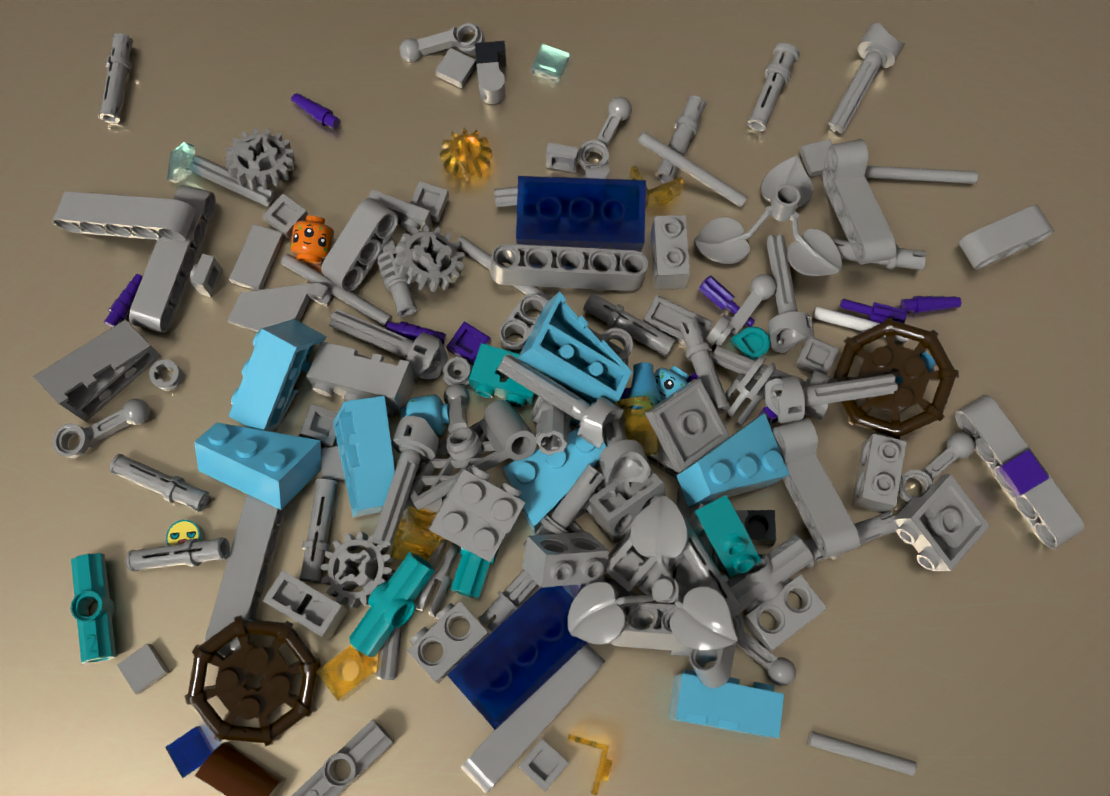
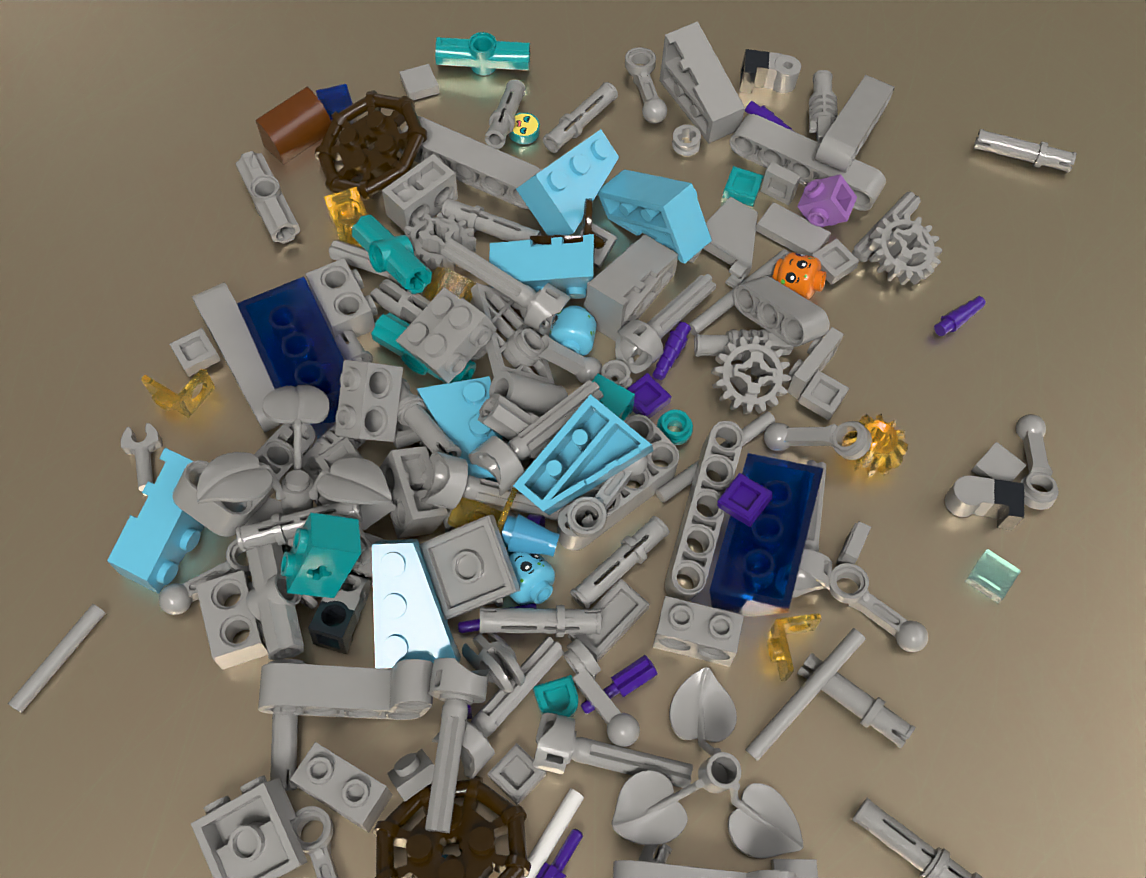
camera: 105 degrees right, 10 degrees down
(59, 314) = (768, 71): none -> leg
(101, 255) = (822, 105): none -> light grey hinge
(181, 162) = (913, 185): clear light blue tile -> none
(211, 311) = (743, 186): none -> teal tile
(223, 229) = (827, 201): none -> medium lavender brick
(331, 440) = (587, 229): none -> dark brown piece
(476, 229) = (780, 437): none -> light grey piece
(489, 304) = (679, 419): none -> teal plate
(562, 229) = (744, 499): none -> dark purple tile
(660, 768) = (142, 452): none -> light grey bar
(849, 426) = (412, 774): none -> light grey plate

